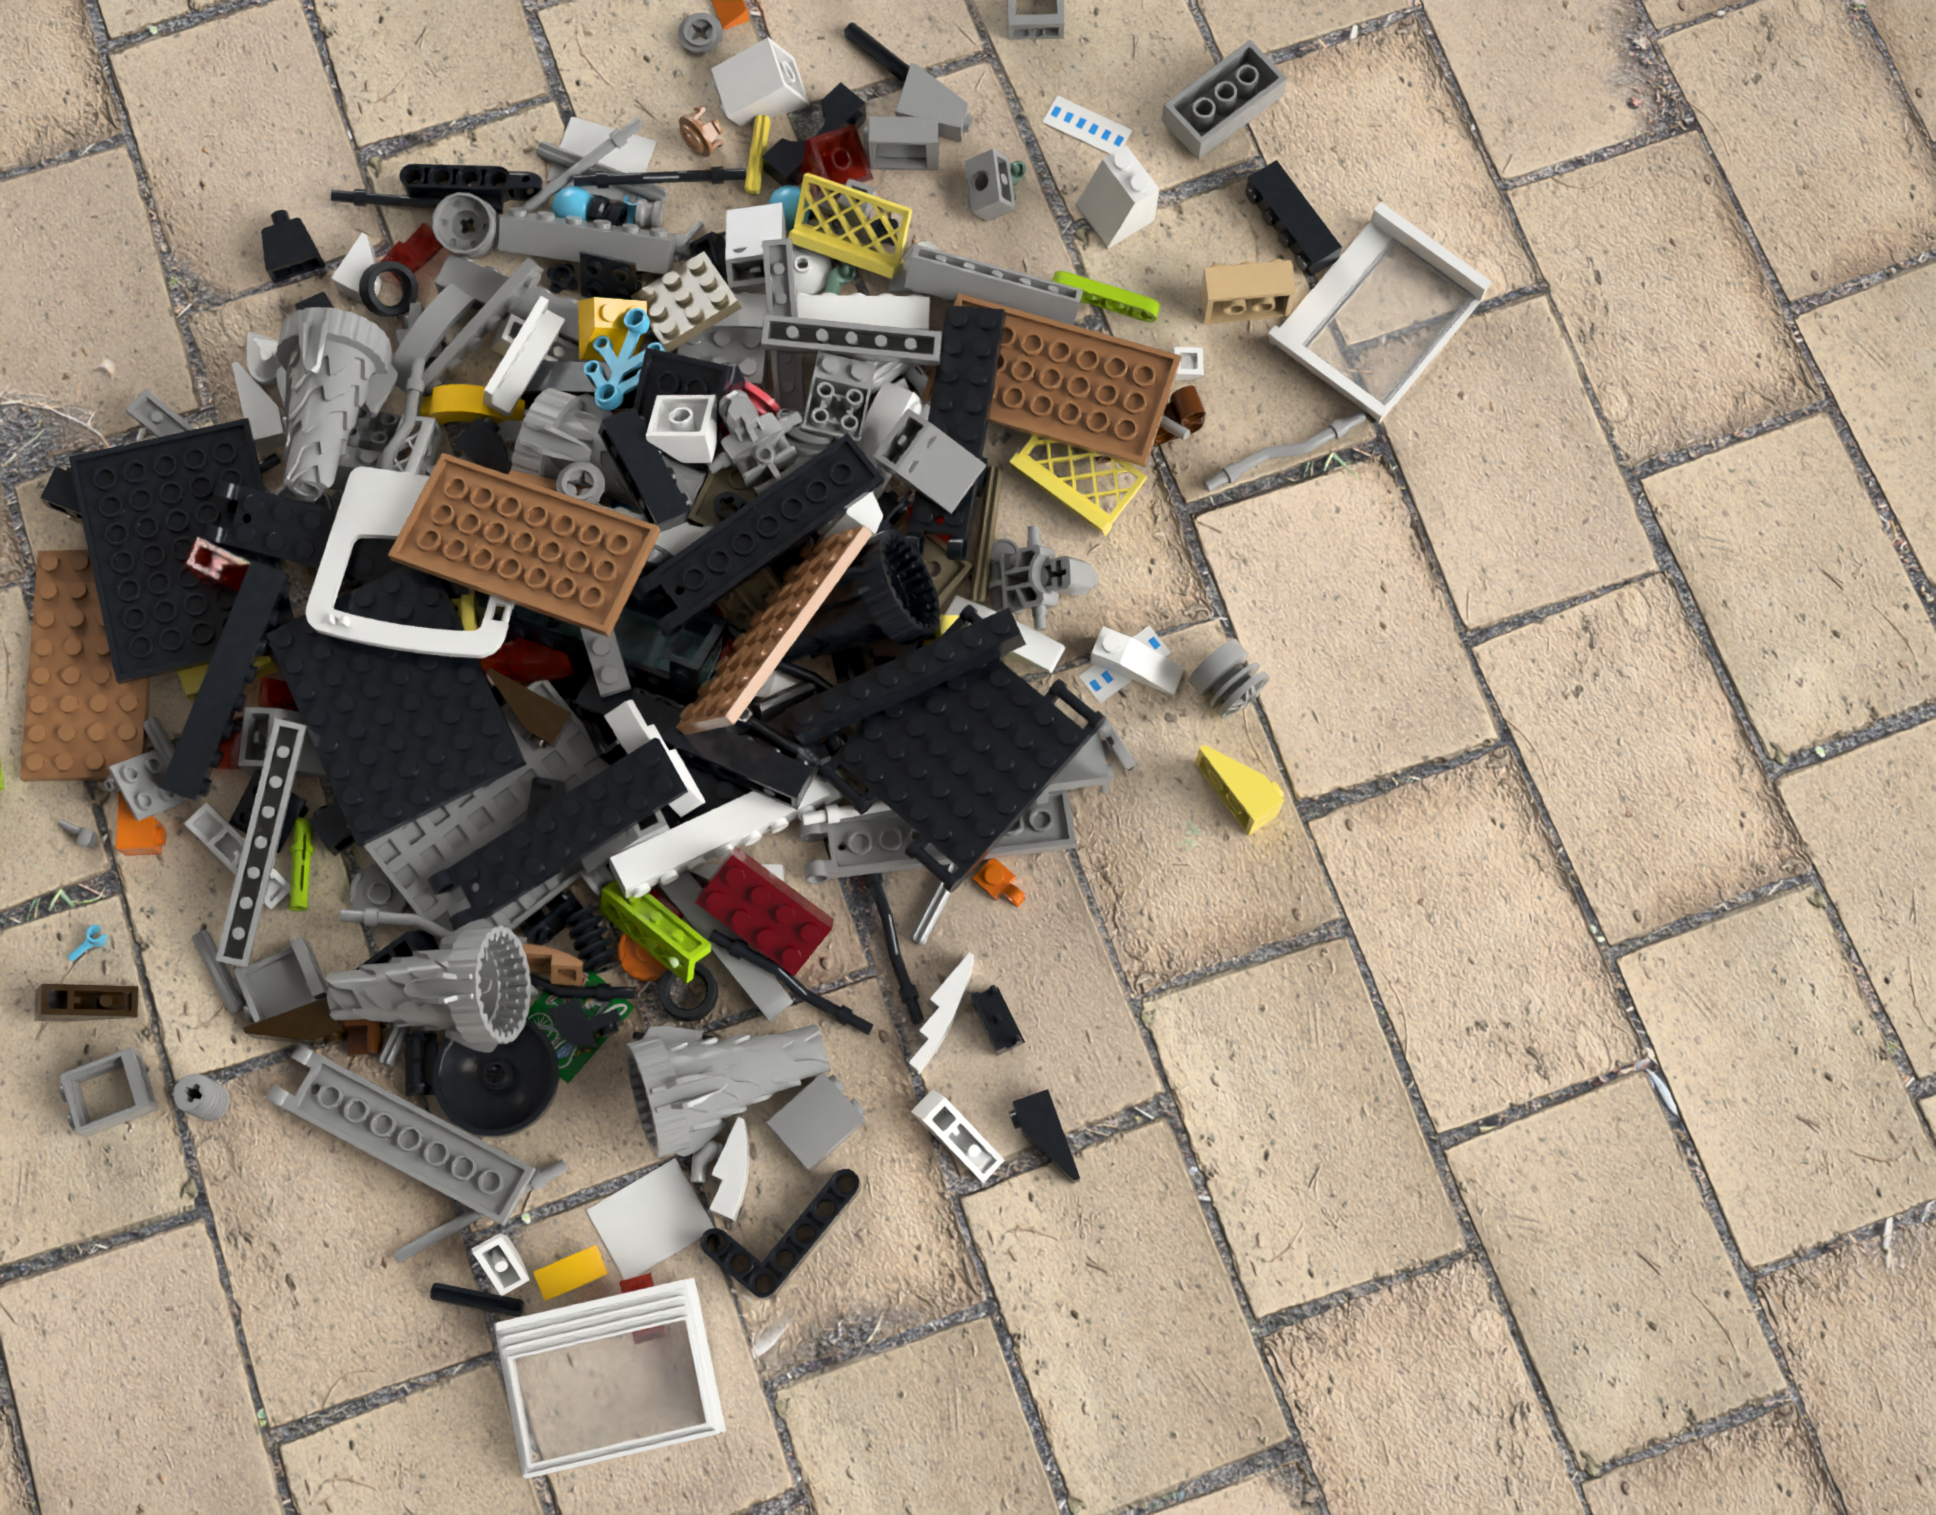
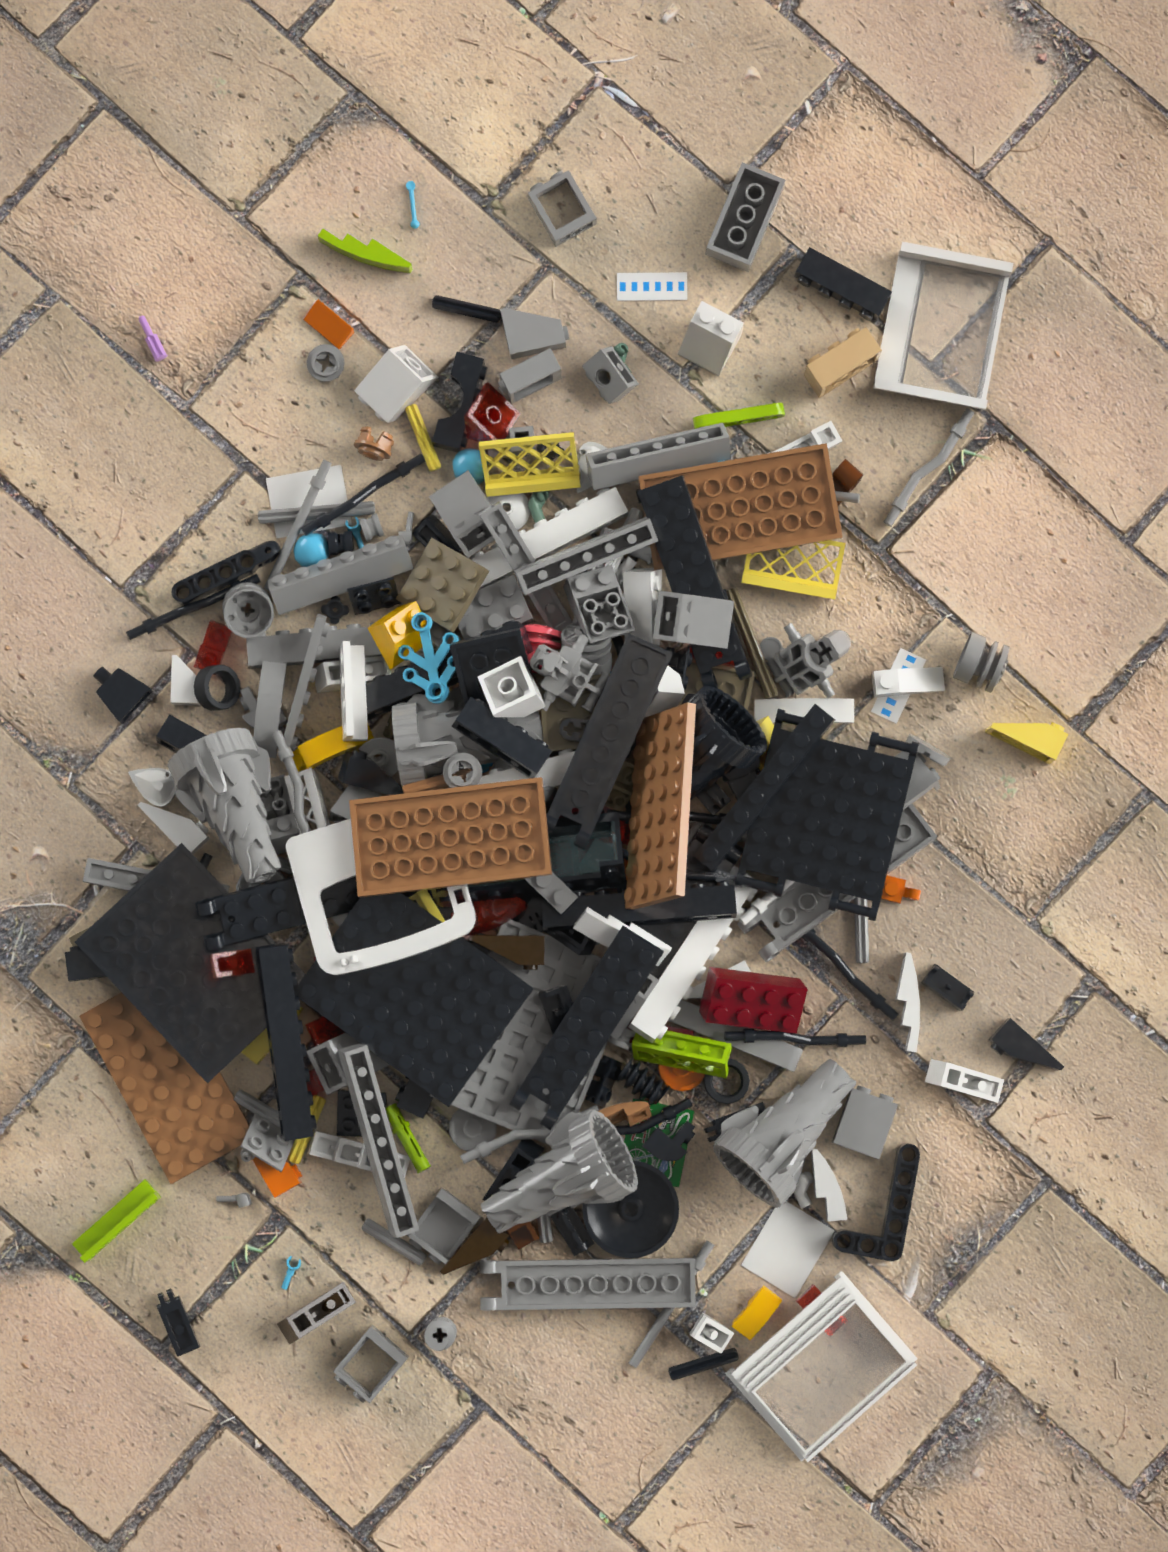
camera: 30 degrees left, 10 degrees up
(188, 807) = (299, 1145): none -> light yellow axle

